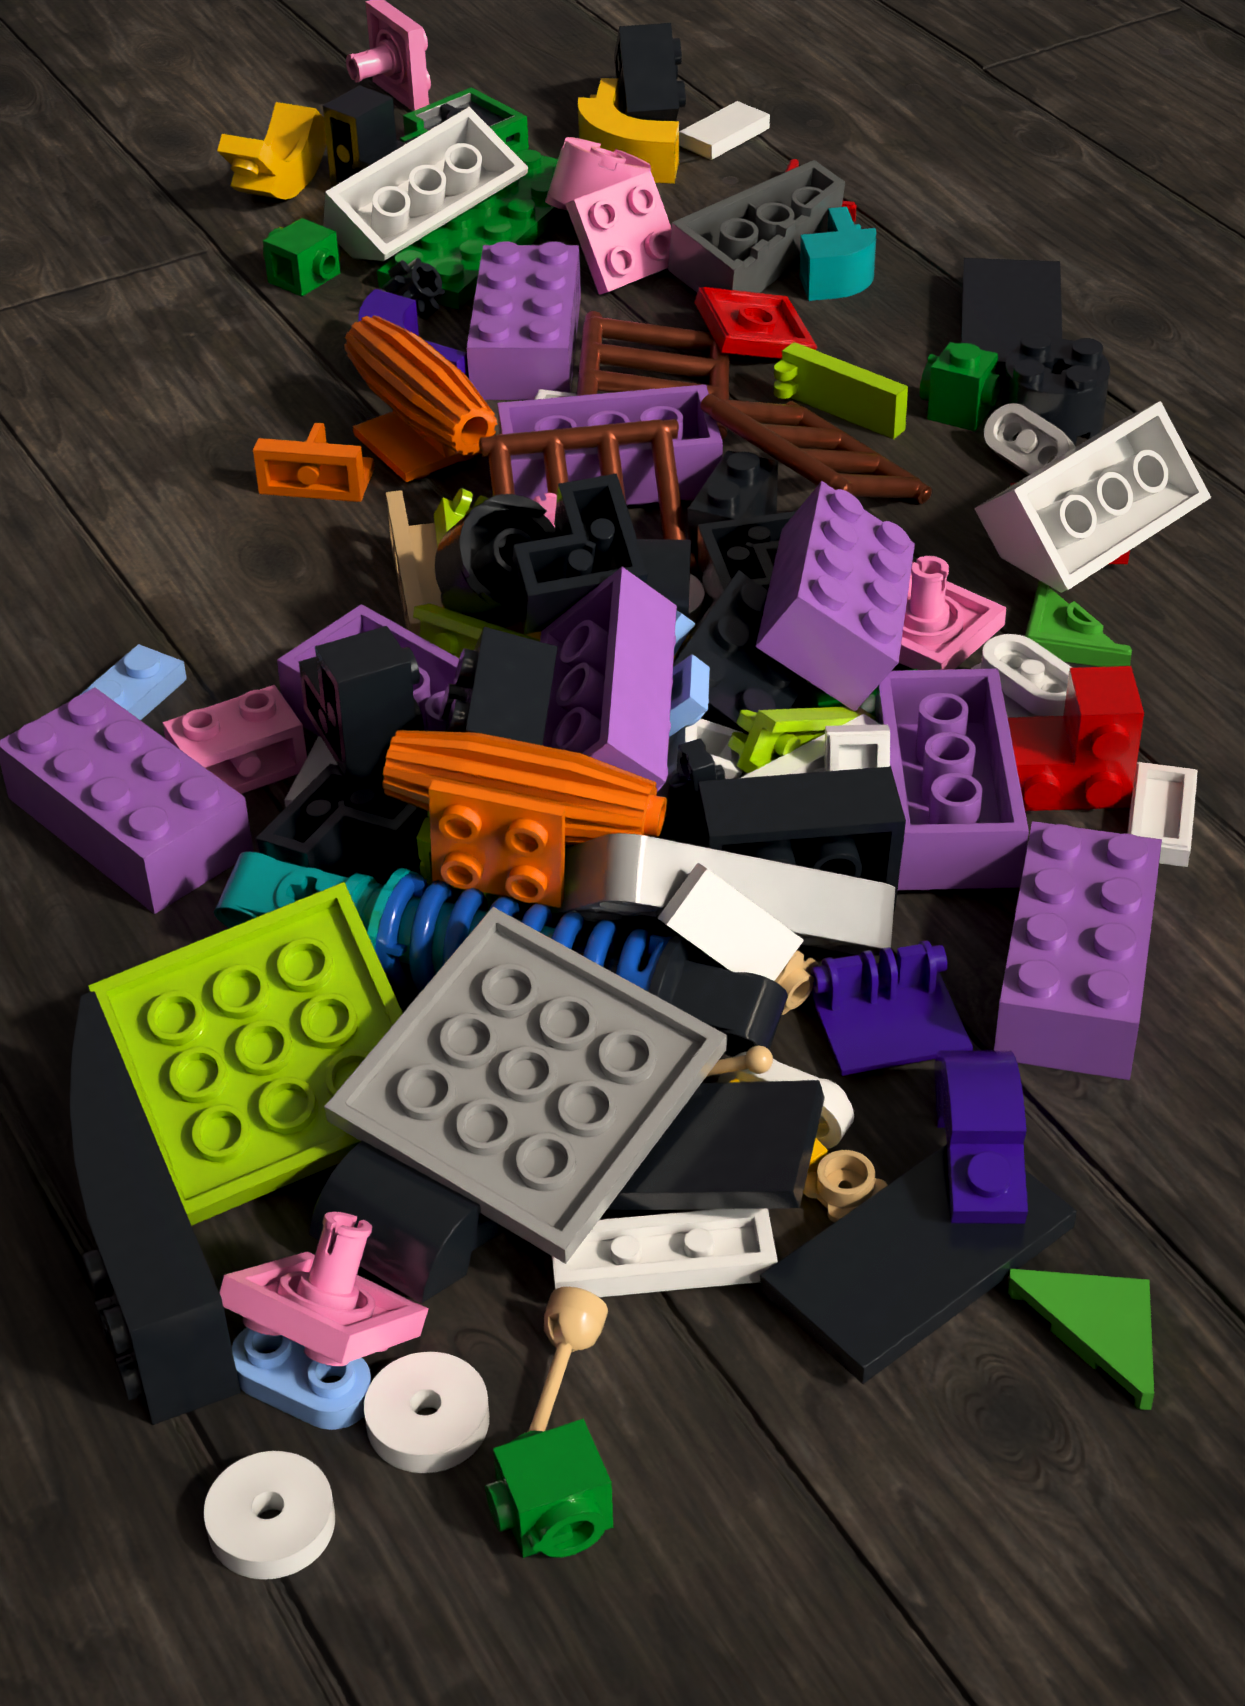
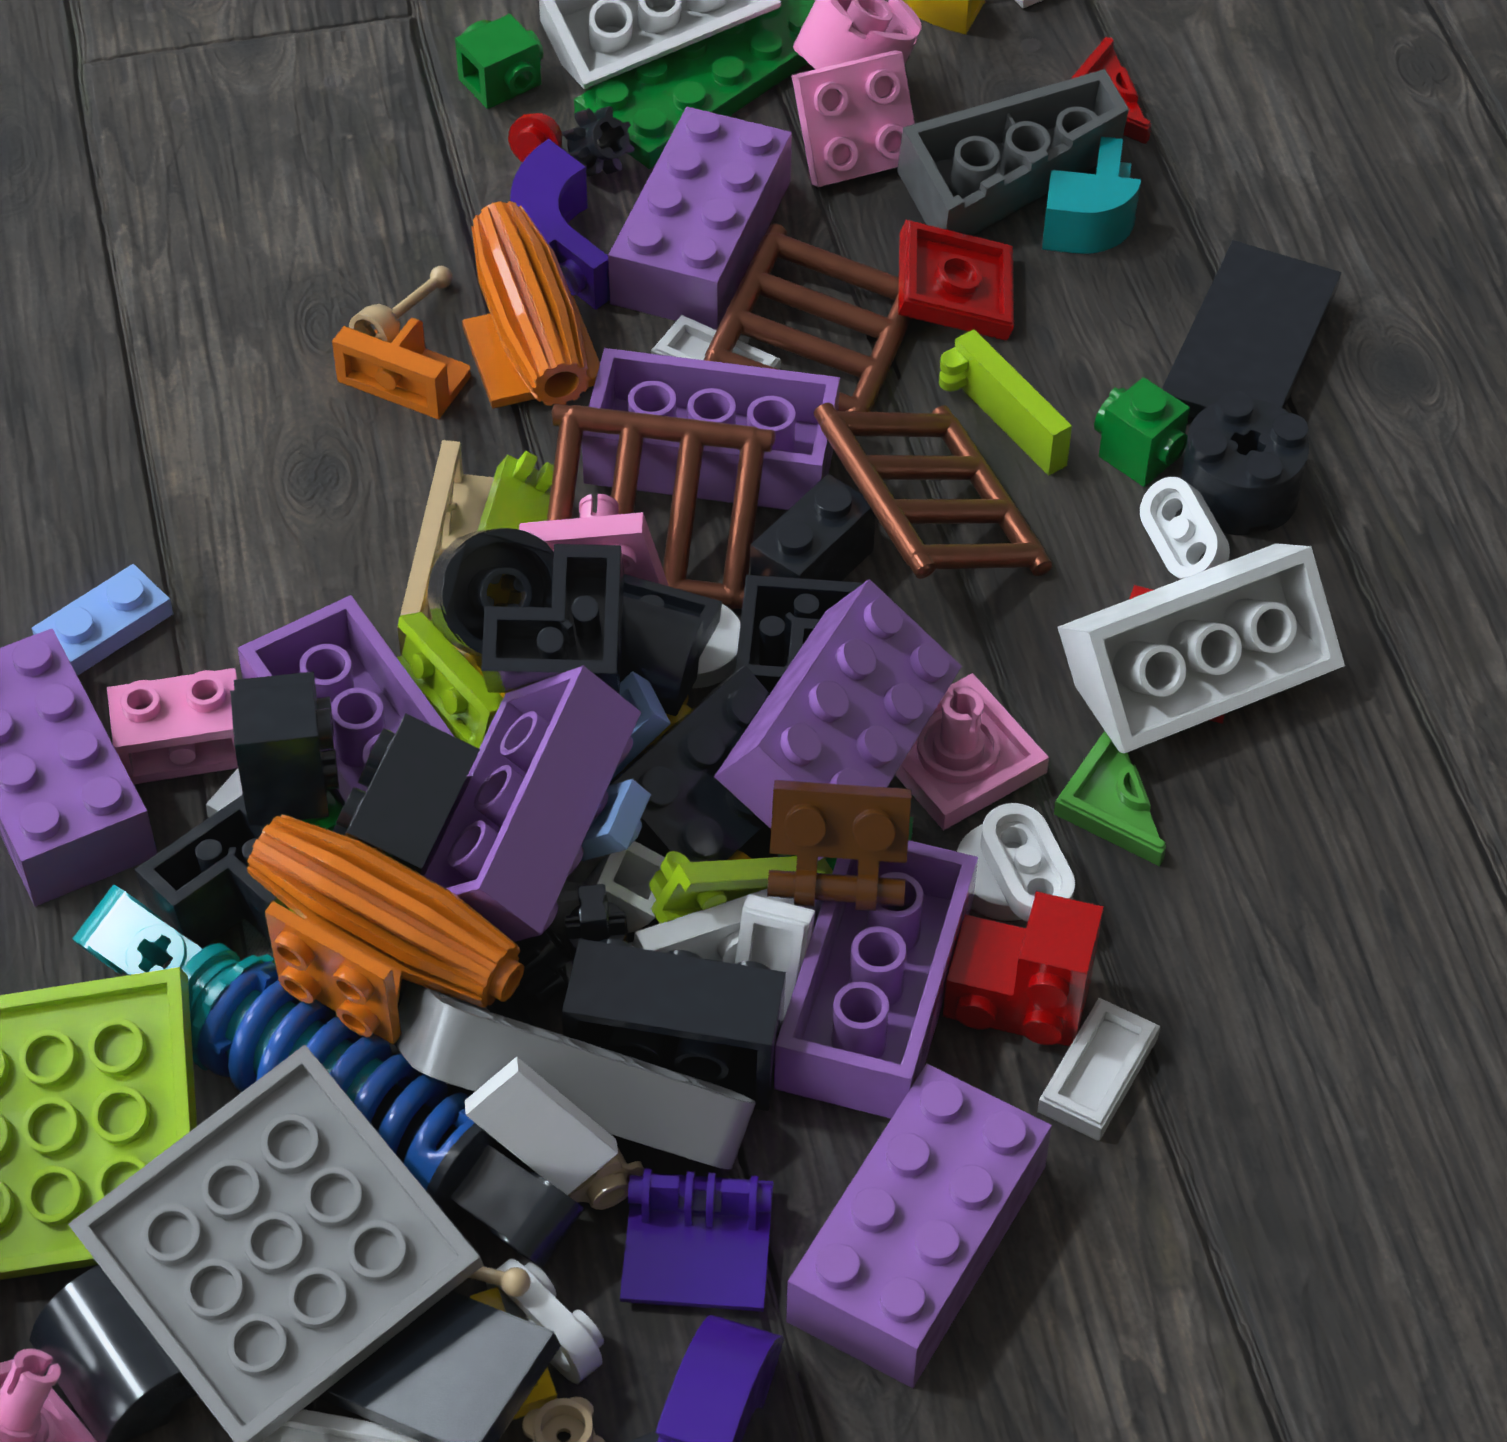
camera: 15 degrees right, 10 degrees up
(292, 431) = (386, 319): none -> tan hinge
(350, 297) = (530, 132): none -> red plate
(883, 649) = (843, 824): none -> reddish brown plate

